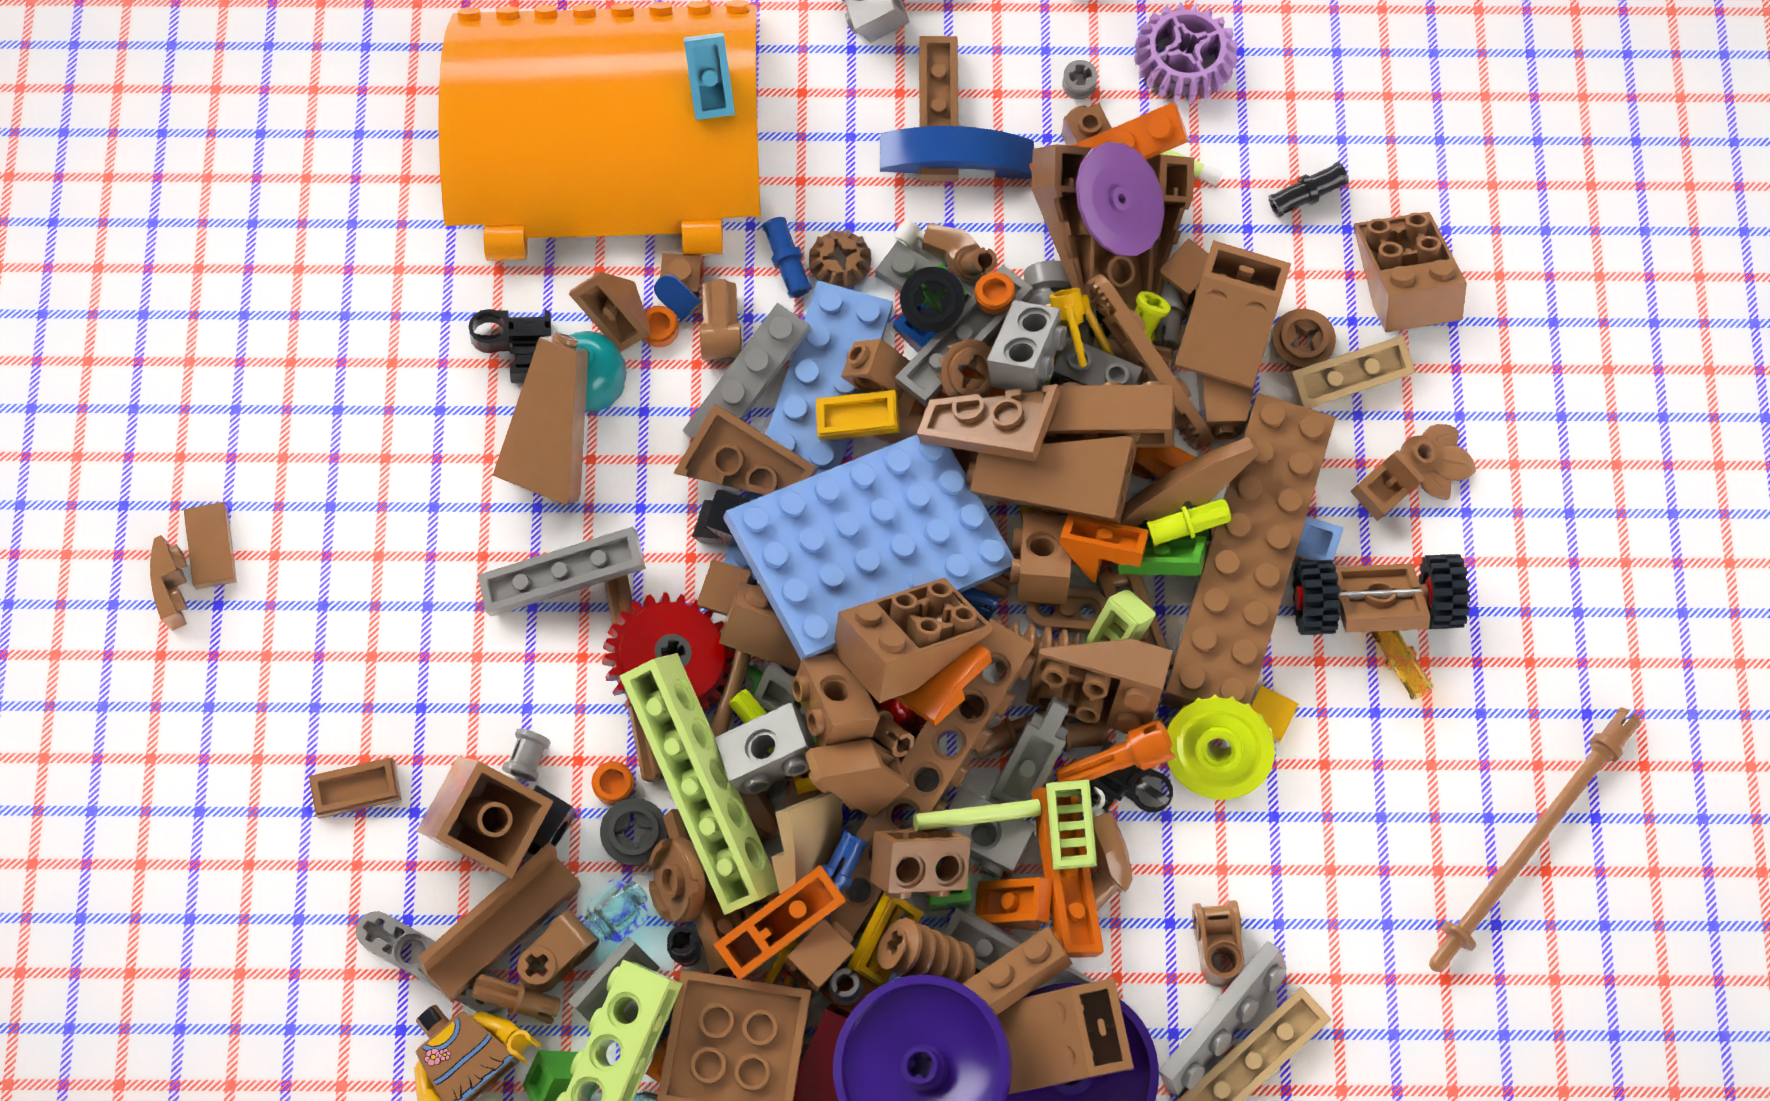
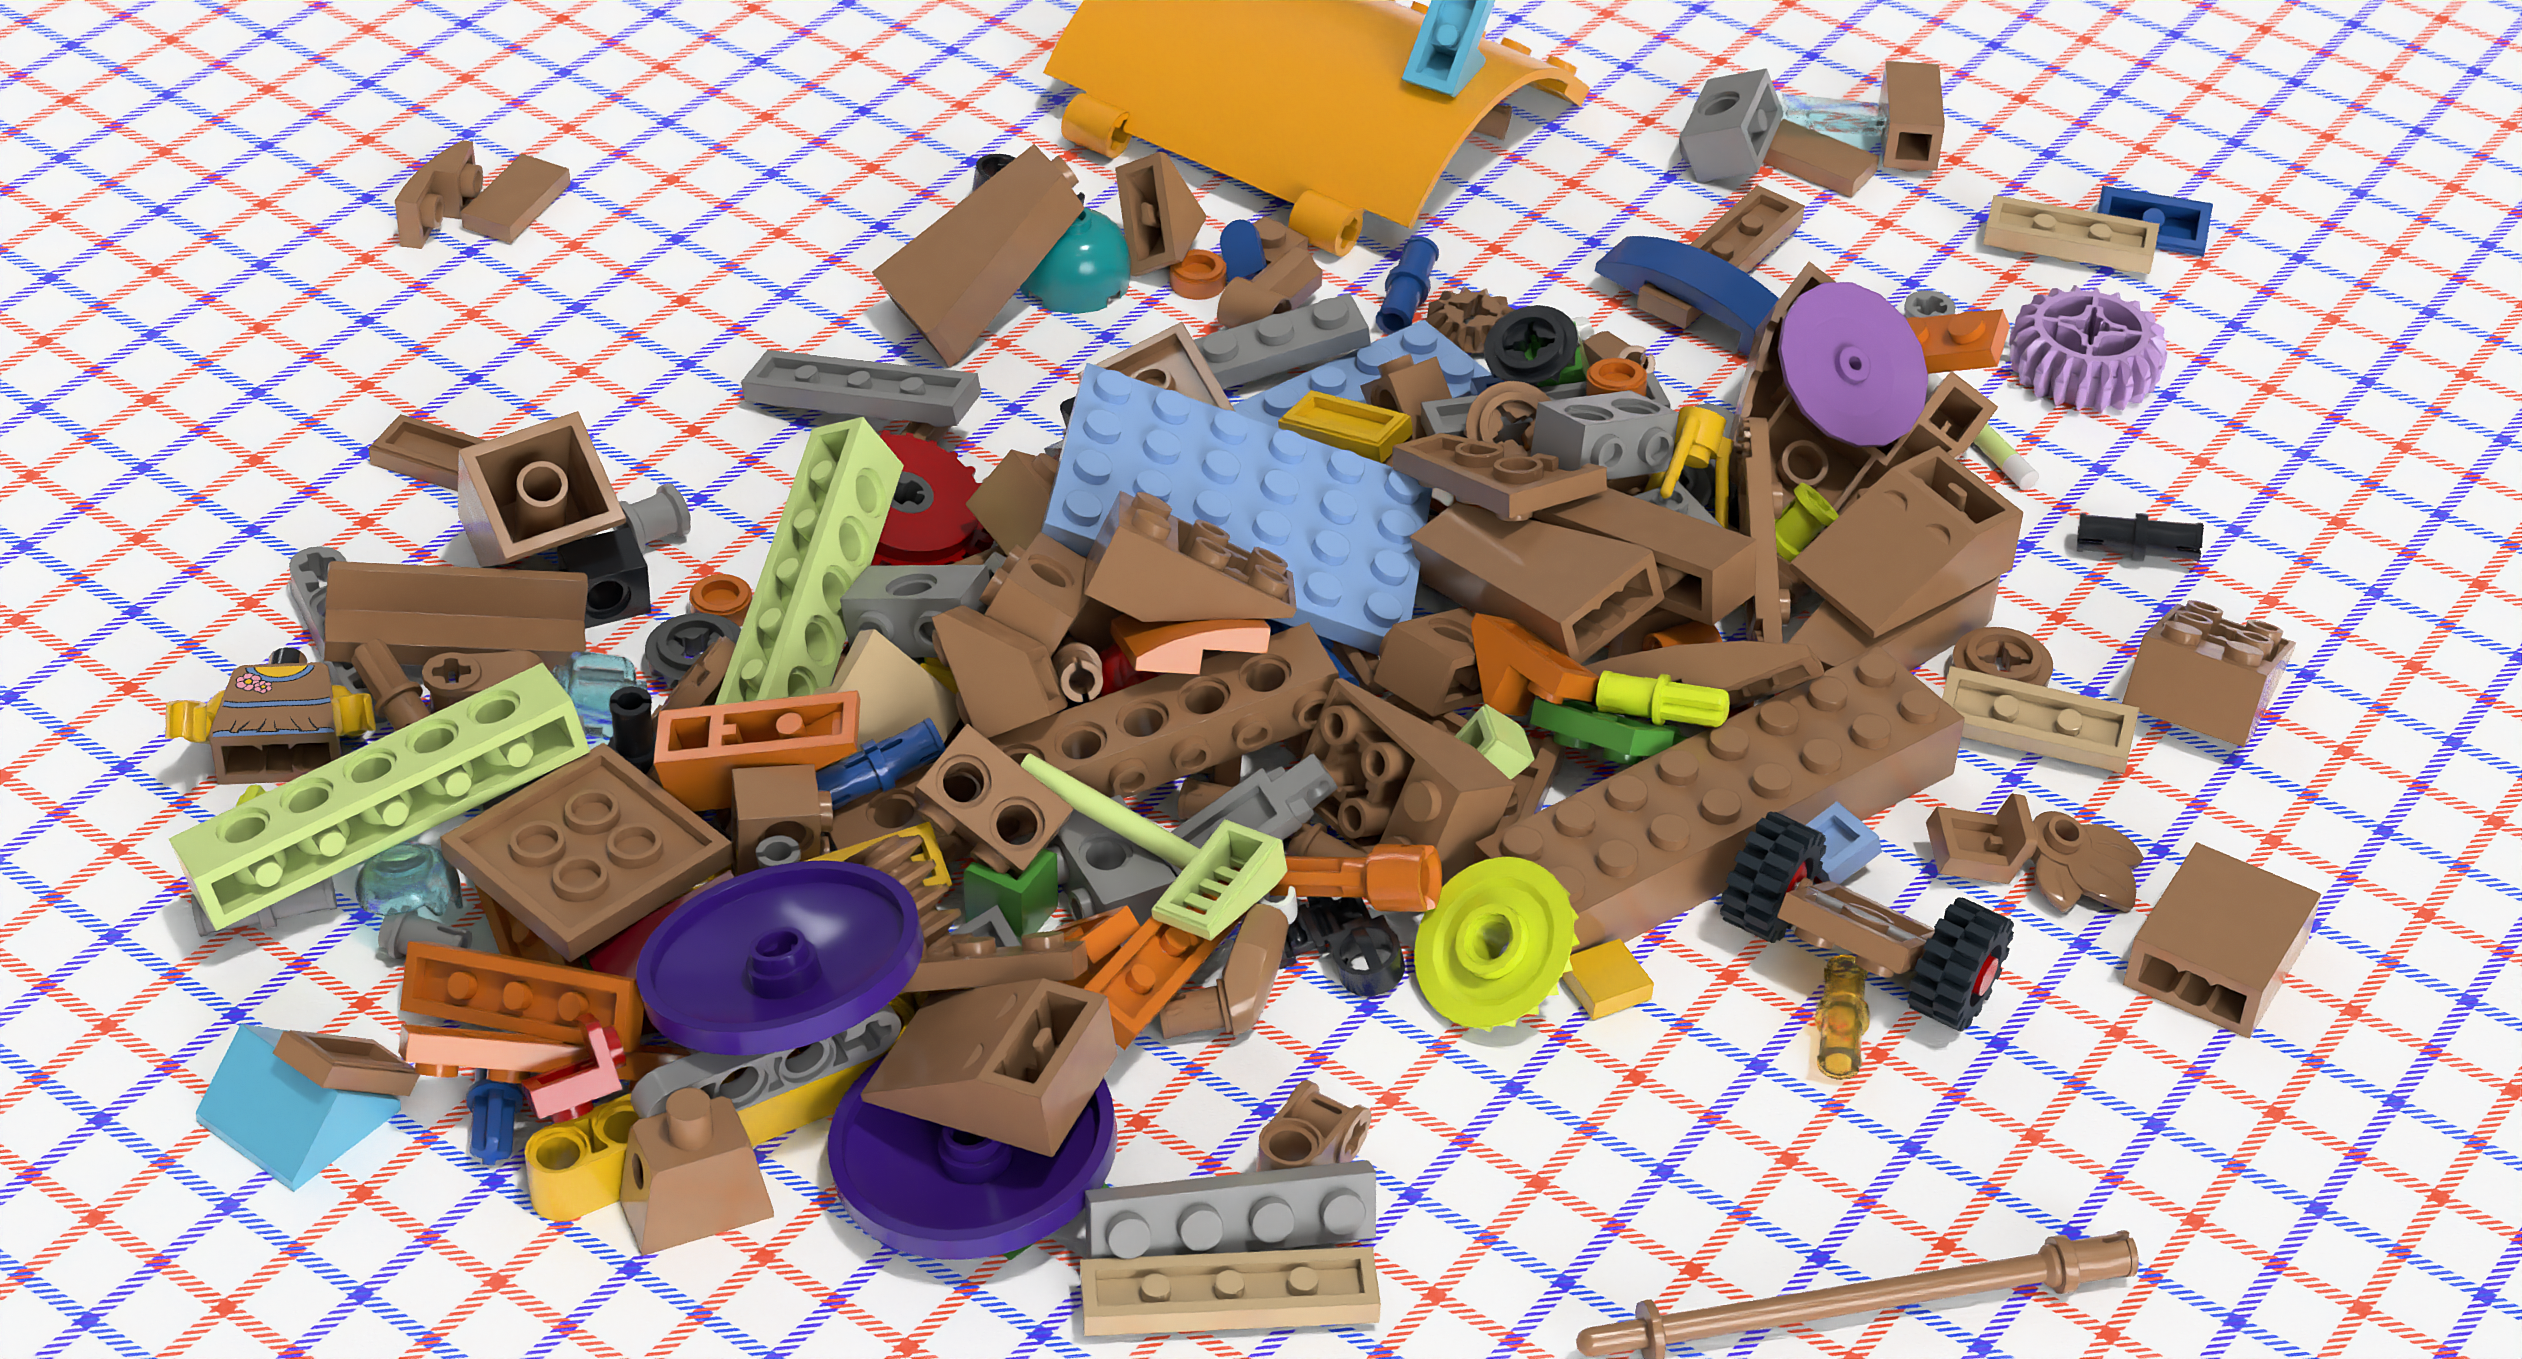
camera: 35 degrees right, 30 degrees down
(1540, 469) = (2222, 939): none -> medium nougat brick

